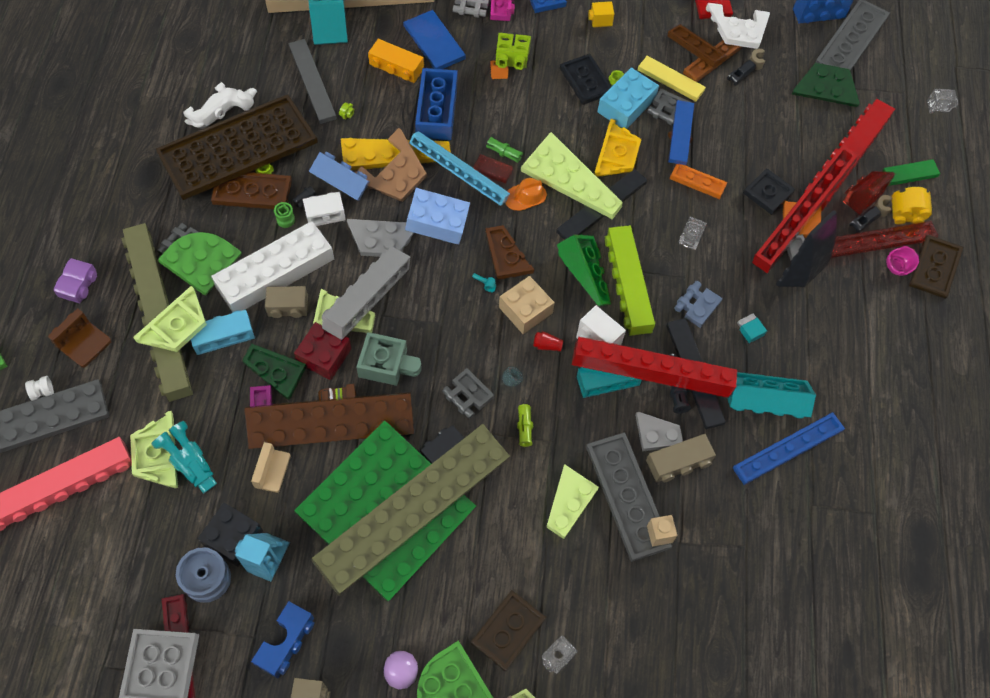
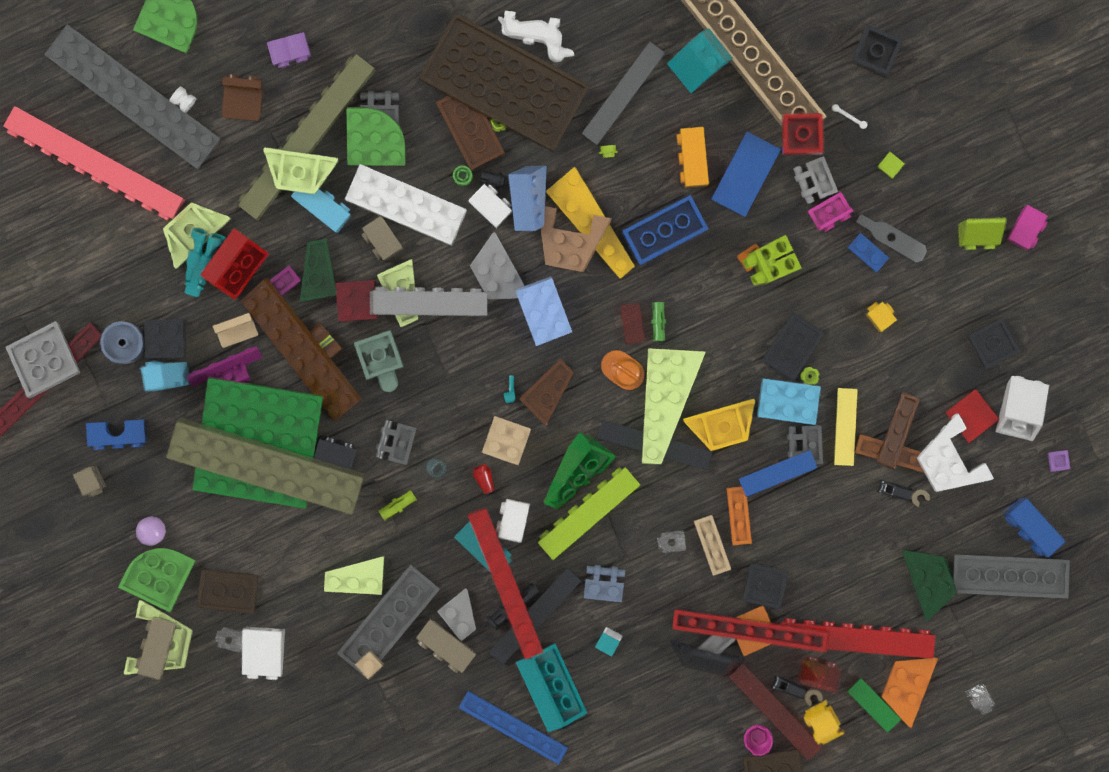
camera: 60 degrees right, 25 degrees up
(211, 426) = (234, 264): none -> red brick
(299, 490) = (229, 369): none -> magenta bracket
(459, 168) = (606, 297): medium azure piece -> none
(591, 628) = (262, 652): none -> white slope
(712, 208) = (712, 545): none -> tan plate
(906, 143) = (907, 686): none -> orange wing

